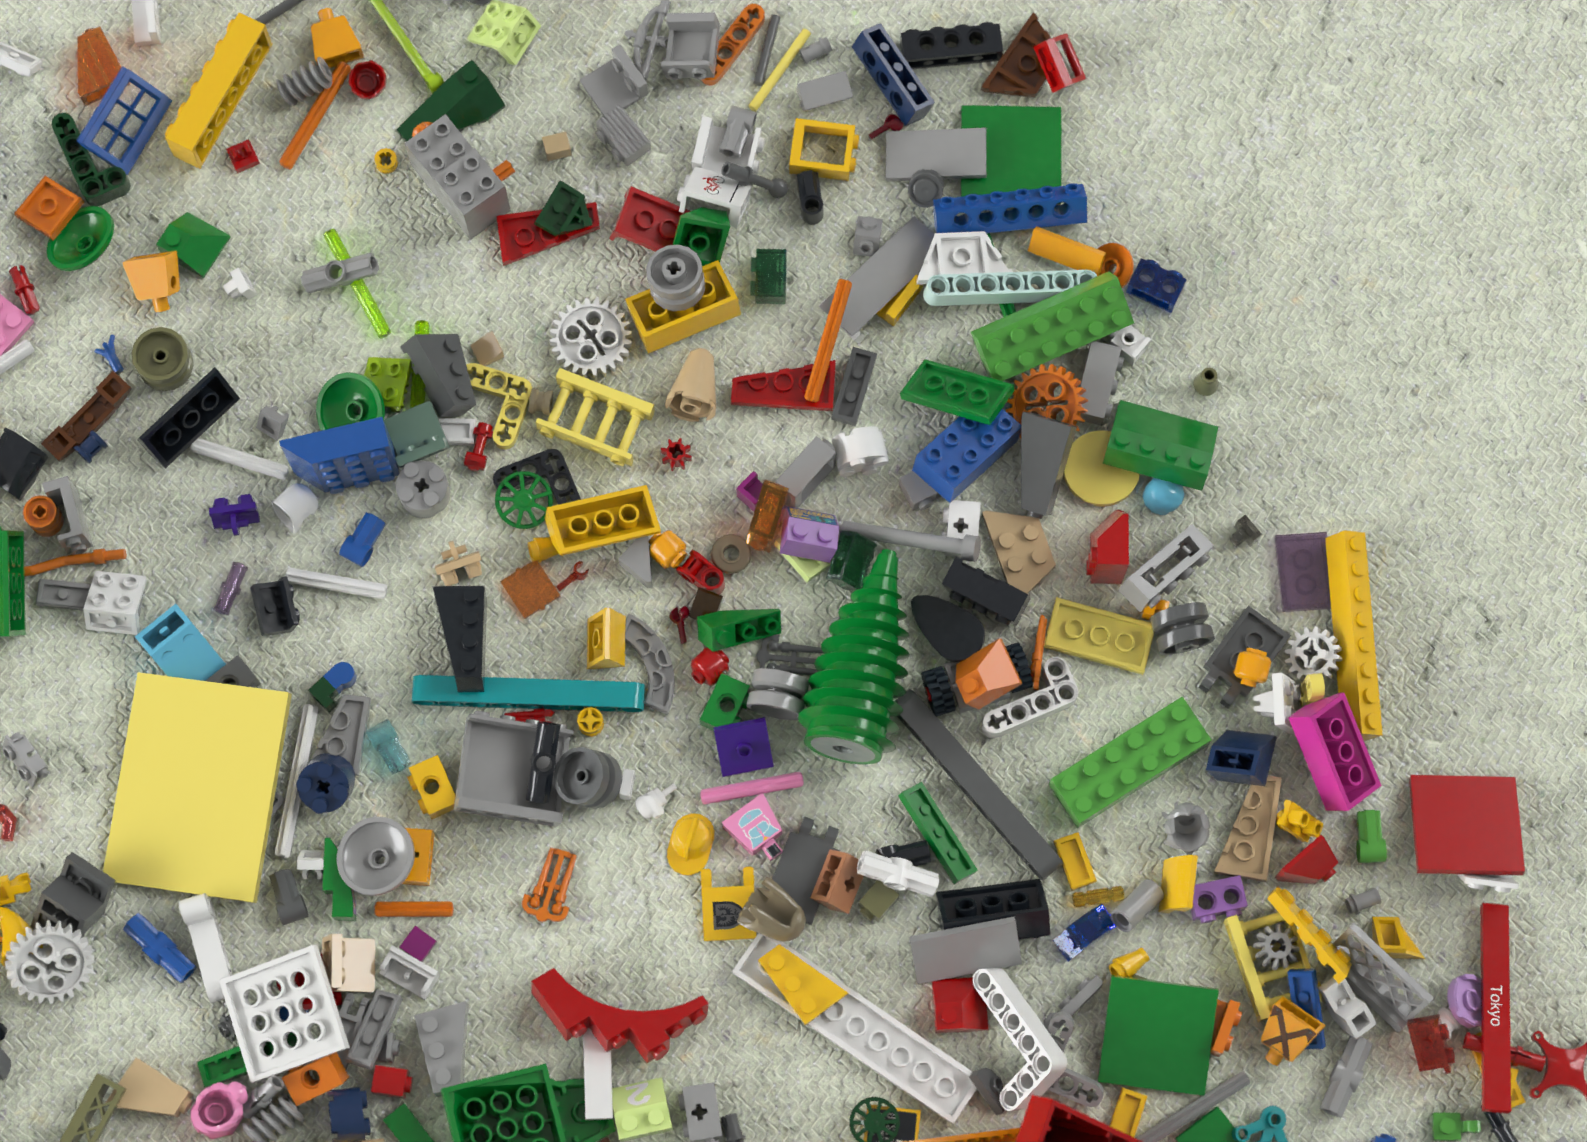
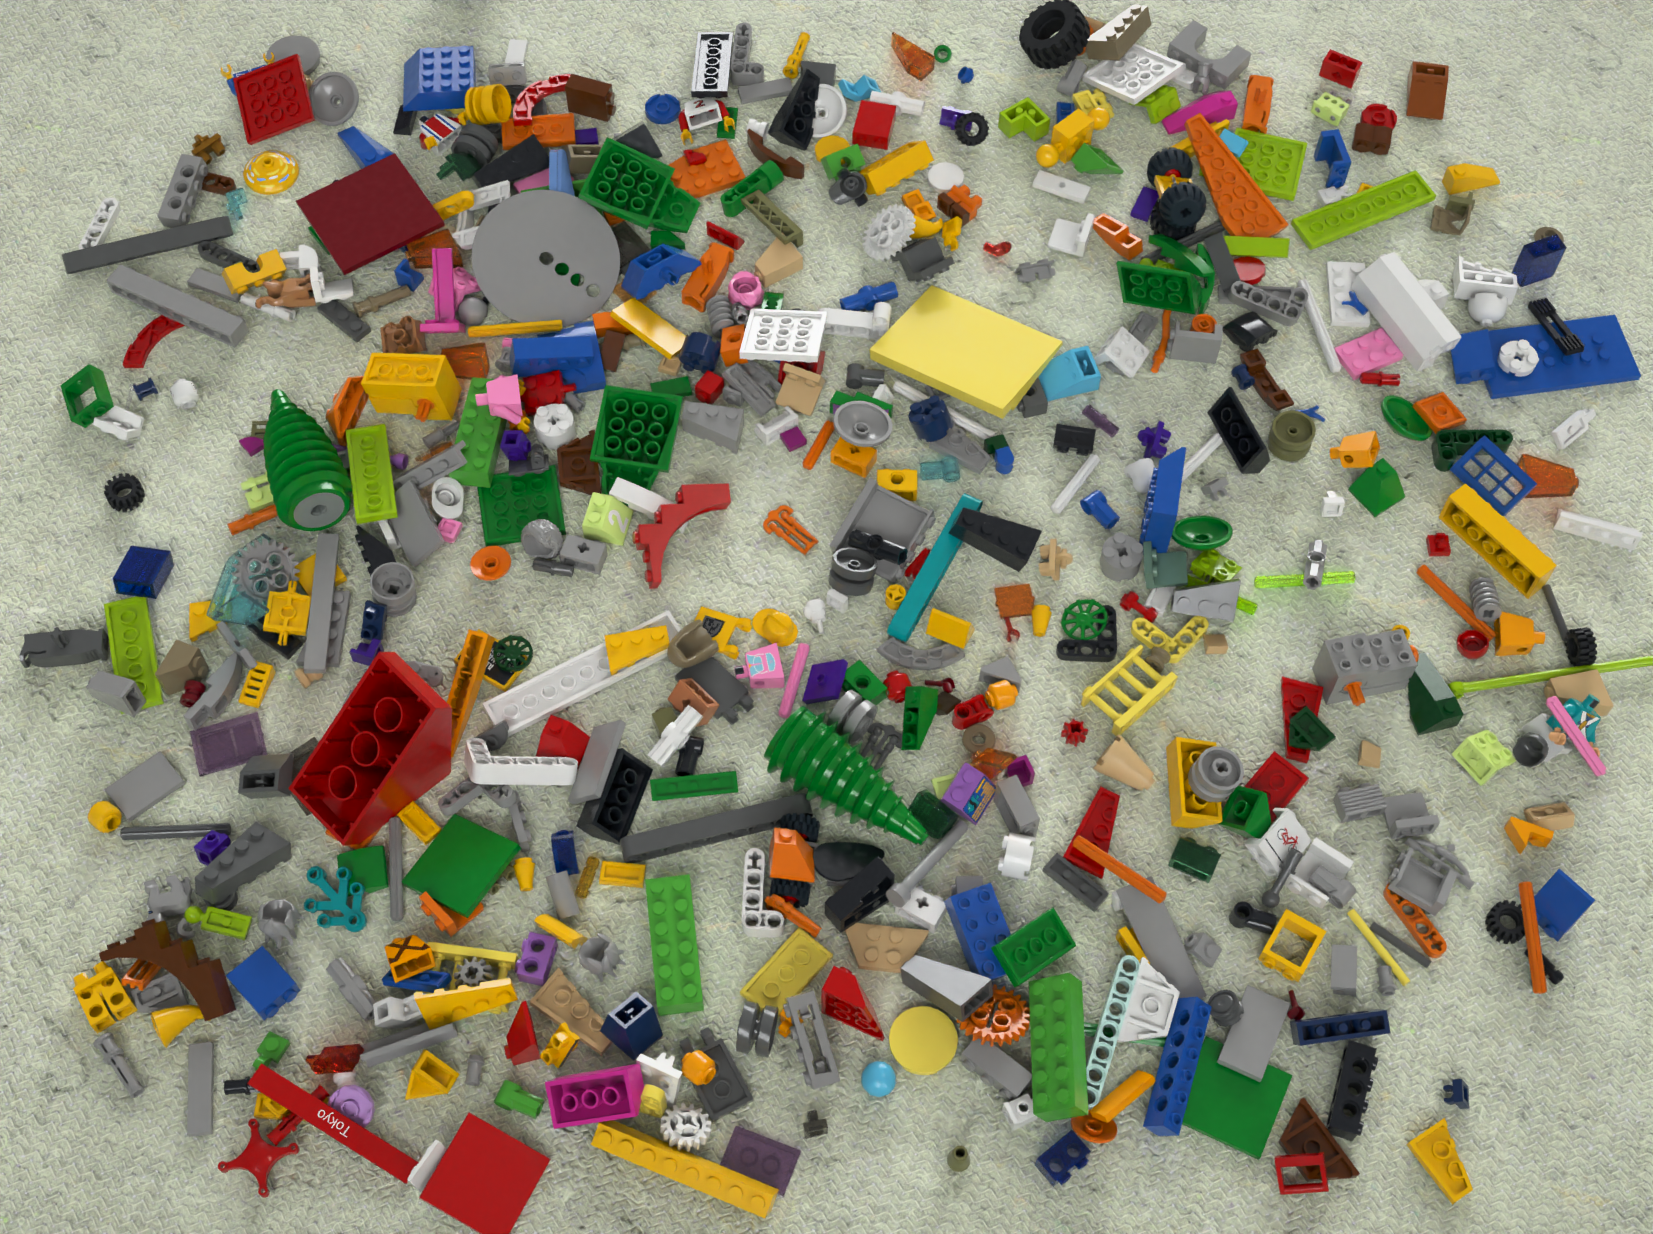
camera: 115 degrees right, 15 degrees down
(602, 520) = (1040, 654): yellow slope -> none
(609, 326) = (1195, 712): white gear -> none
(1161, 445) = (921, 1091): green slope -> none

